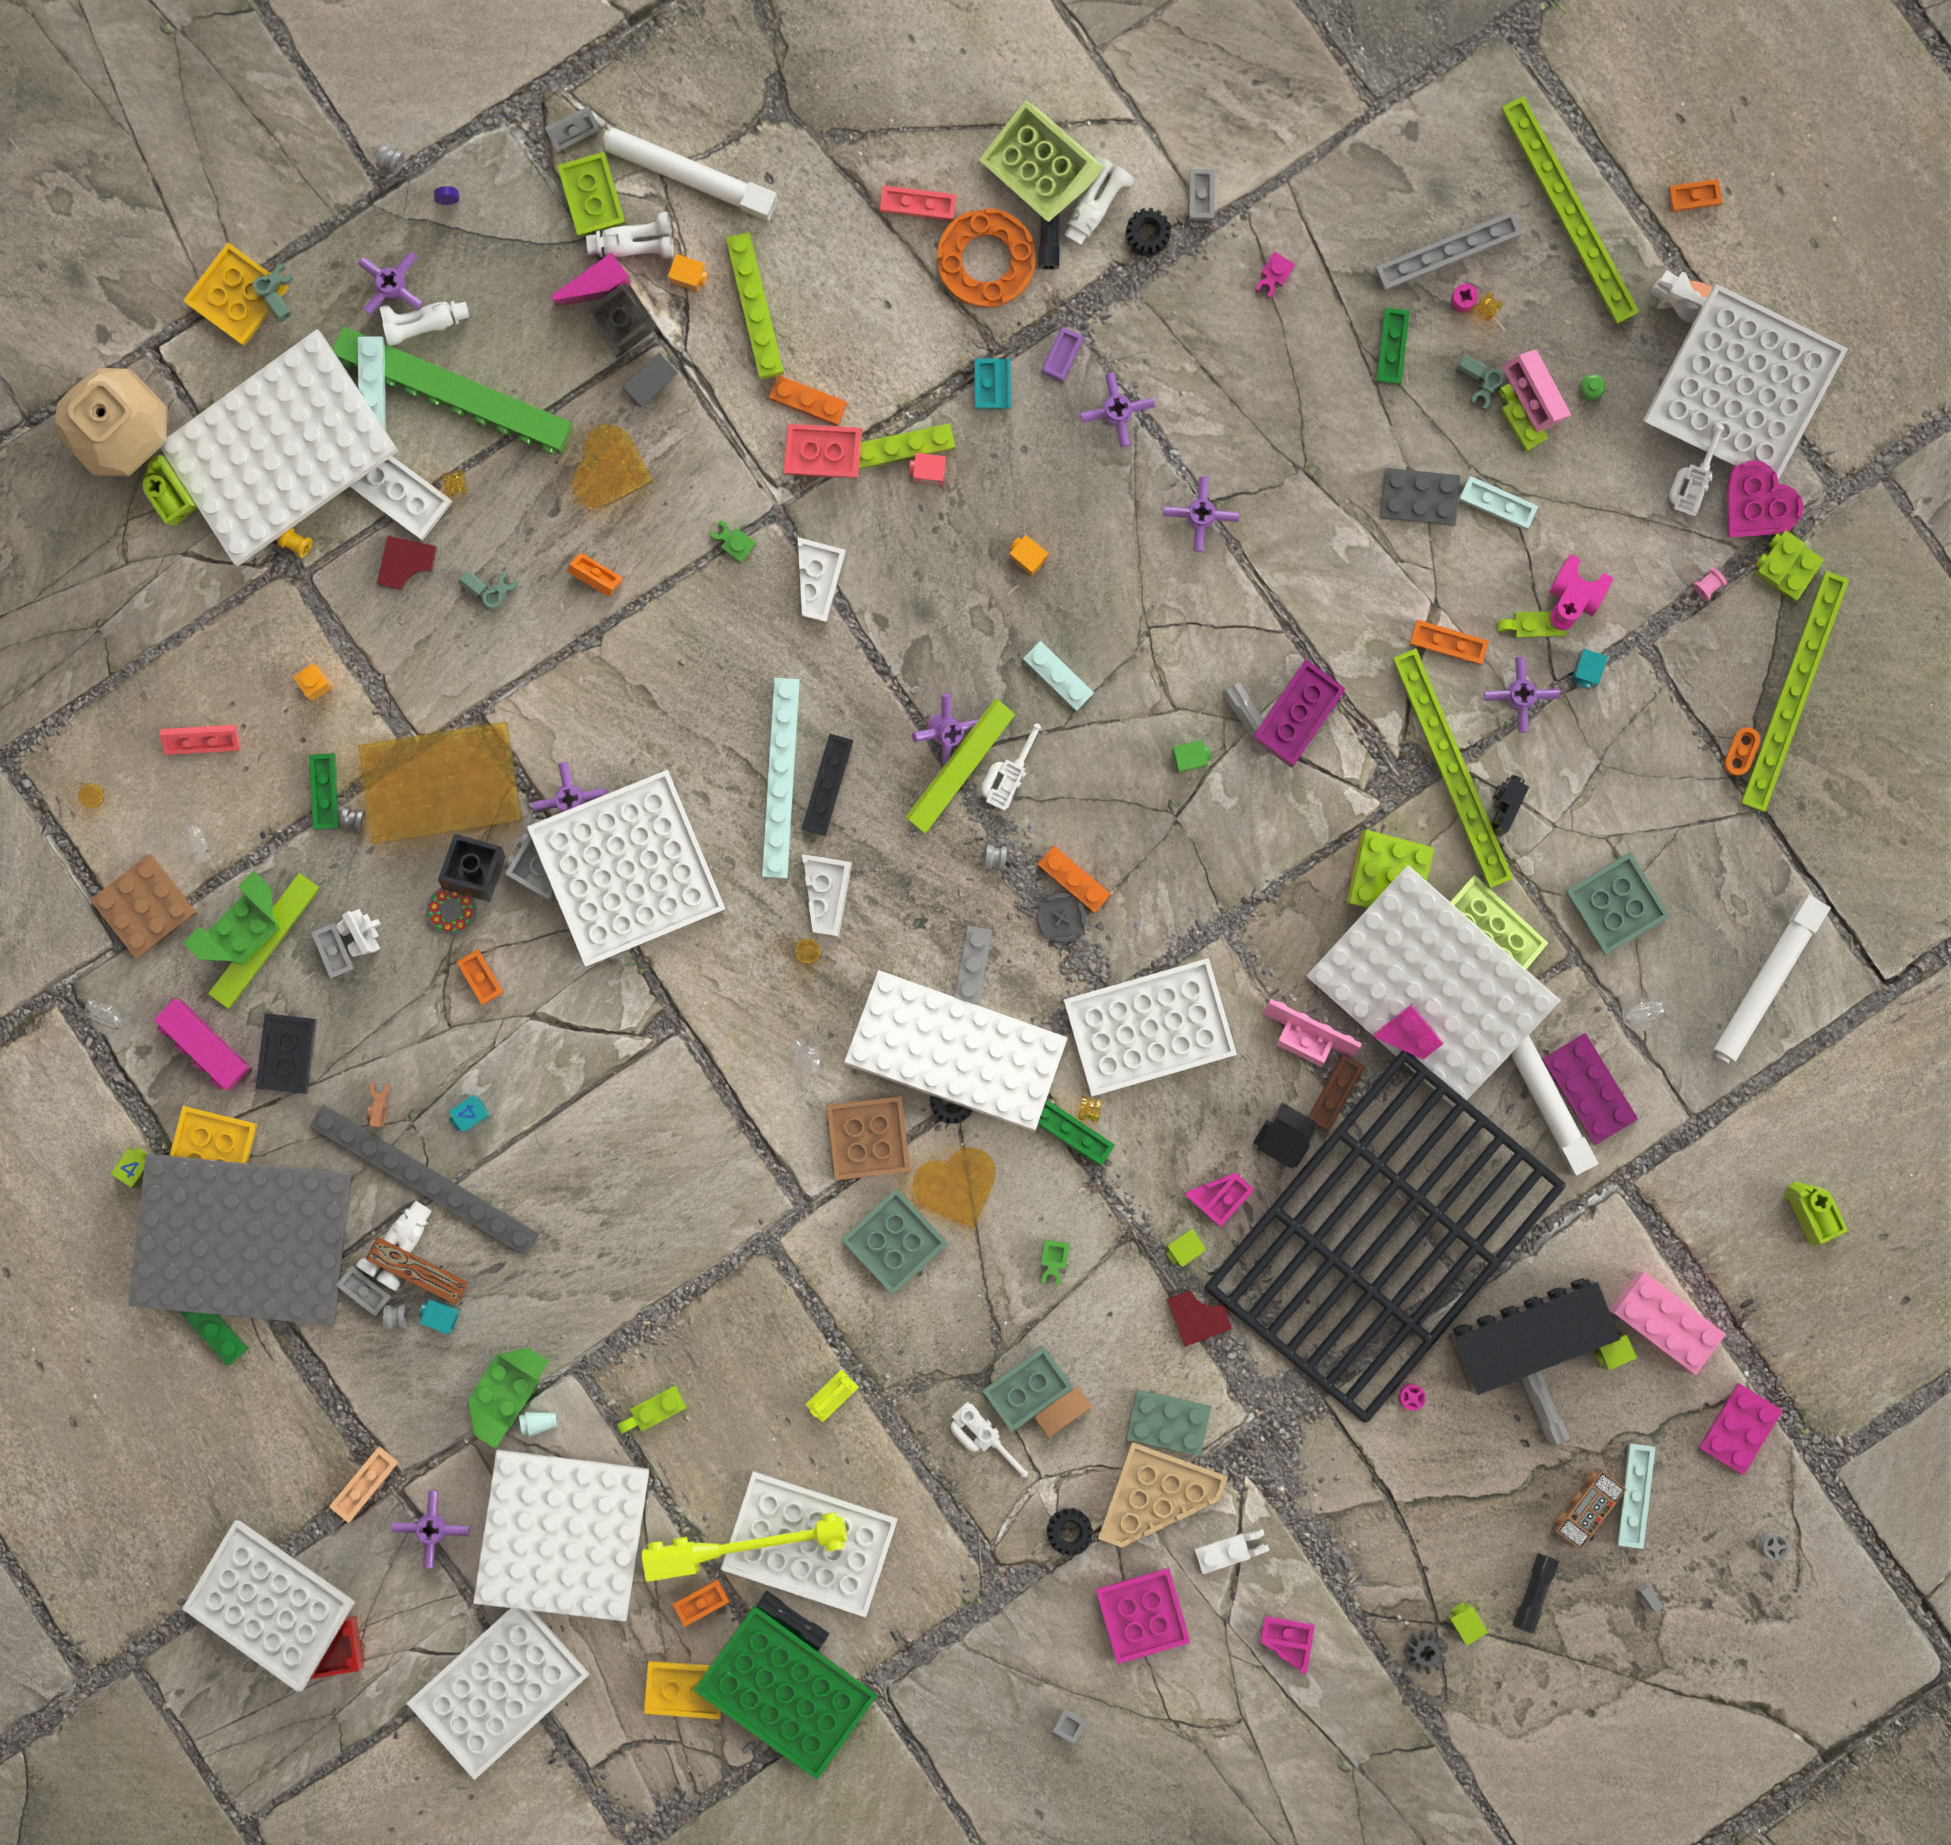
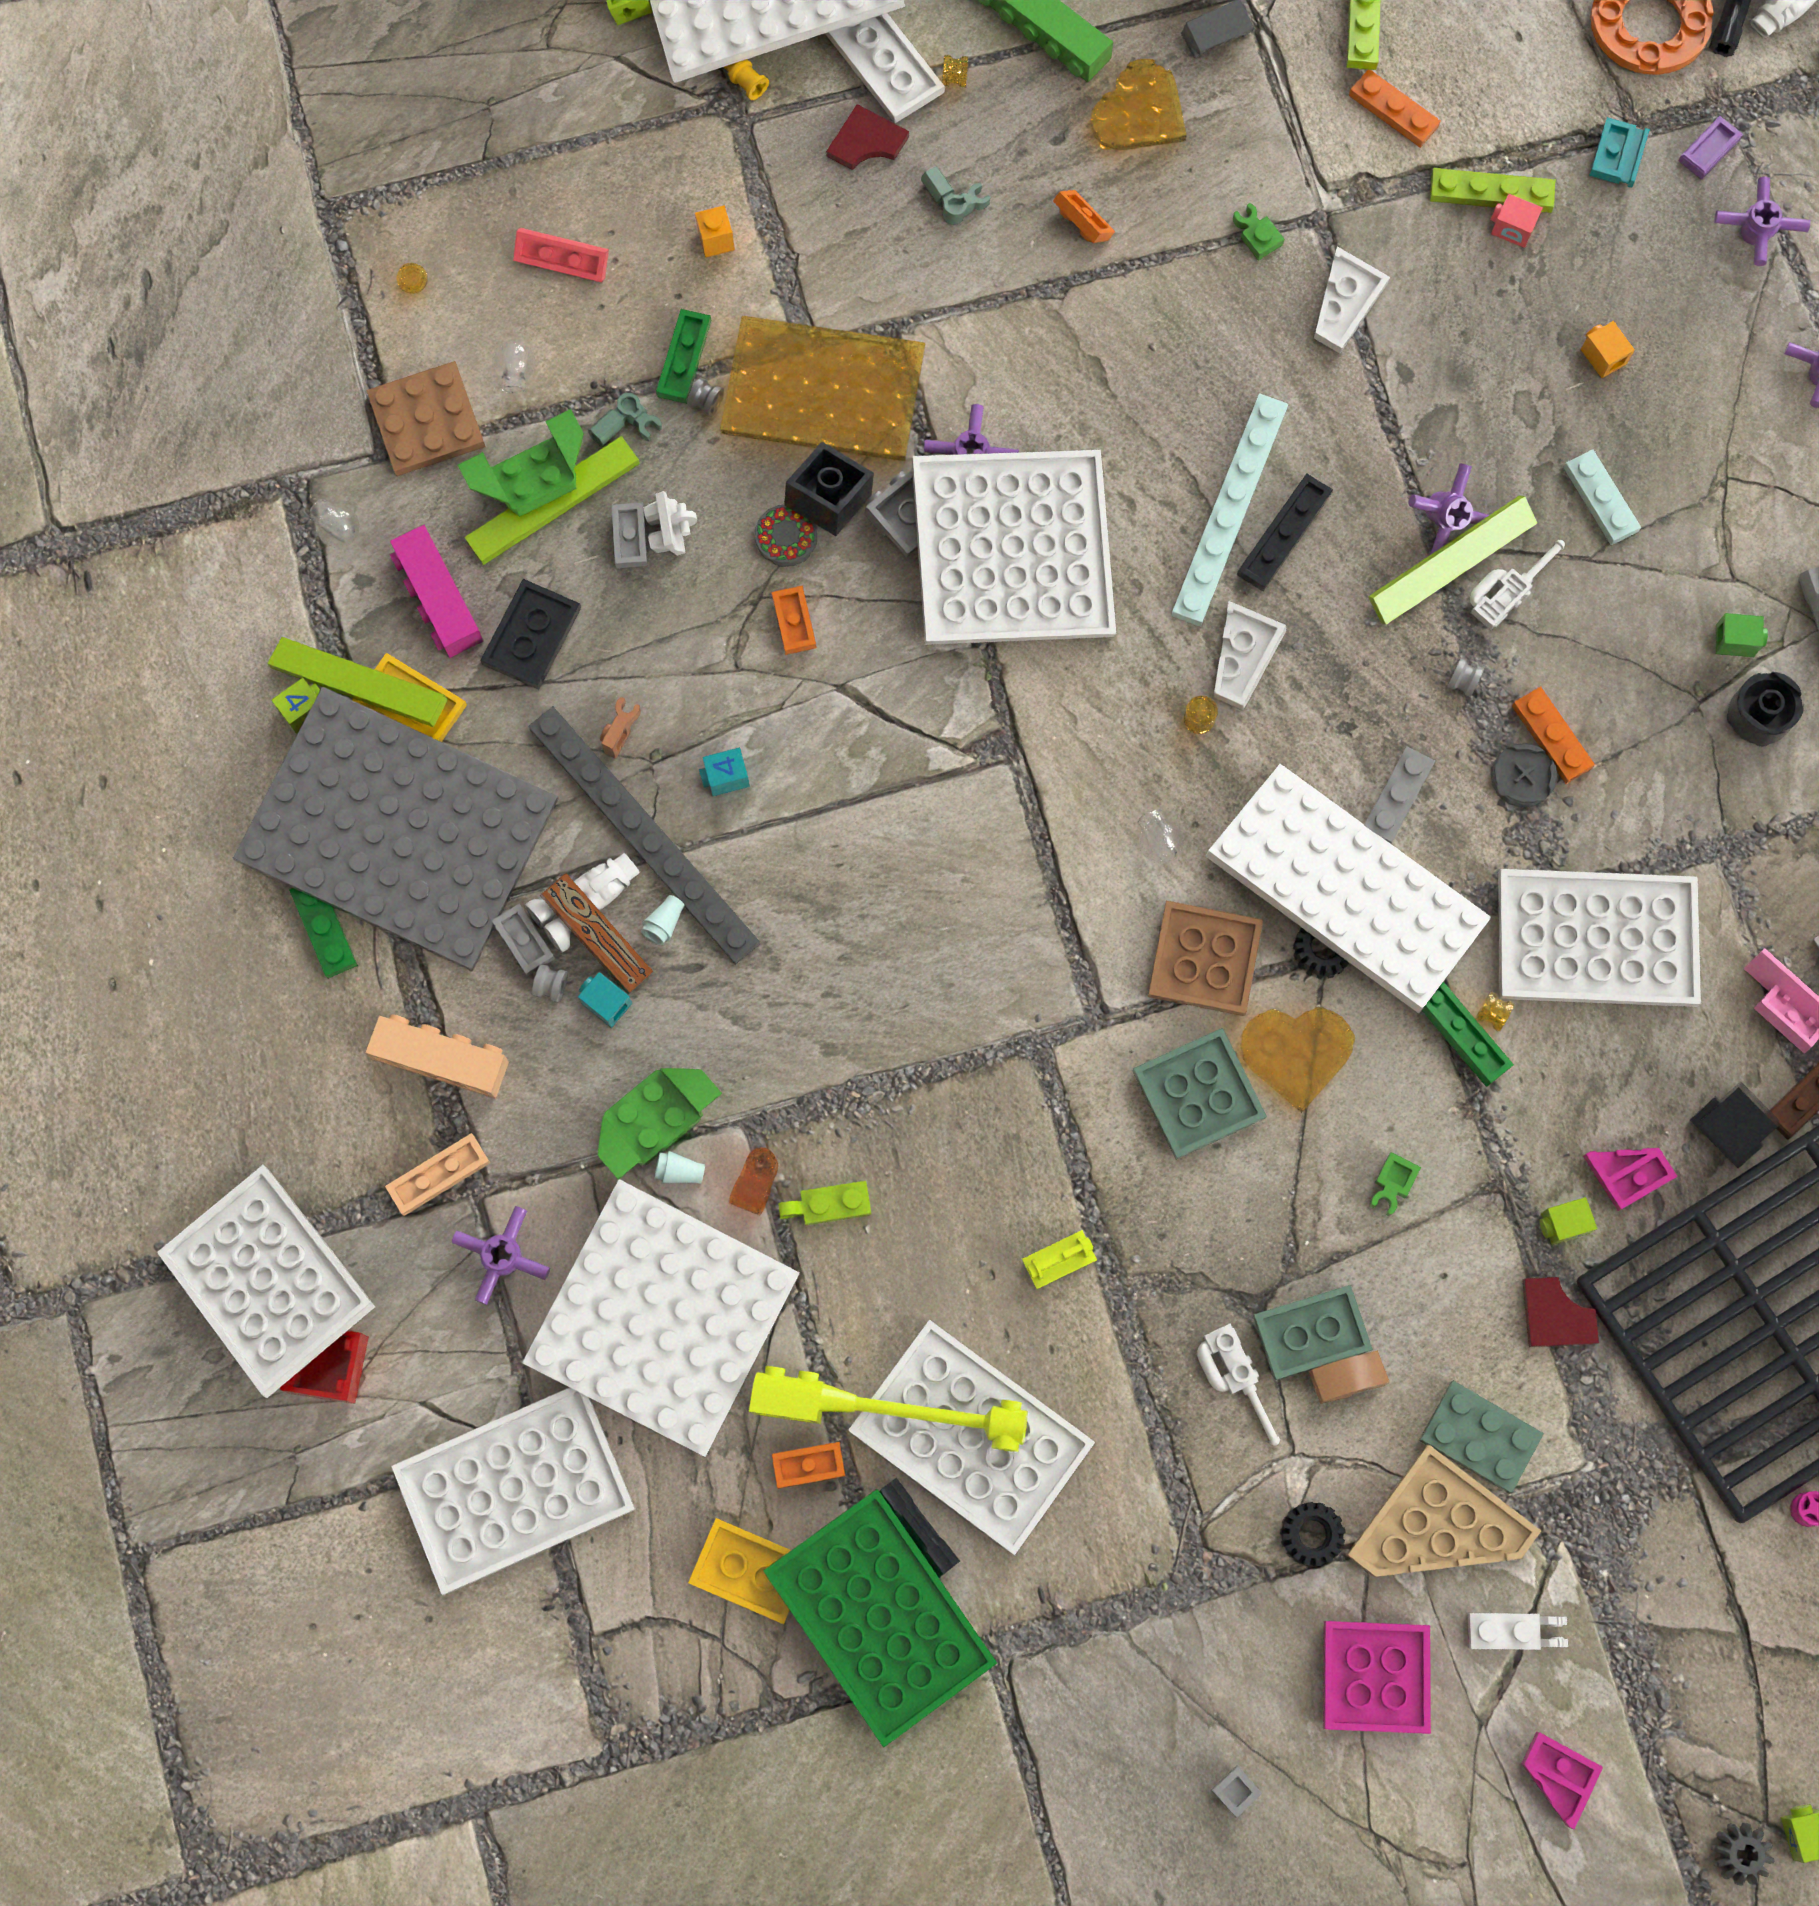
camera: 20 degrees right, 10 degrees down
(169, 1137) = (357, 681): none -> lime tile
(296, 849) = (627, 410): none -> sand green bar
(333, 1398) = (438, 1056): none -> light nougat brick
(462, 1242) = (662, 922): none -> light aqua cone
(595, 1417) = (754, 1187): none -> clear orange piece
(823, 451) = (1397, 163): coral plate -> none
(1236, 805) = (1753, 720): none -> black brick

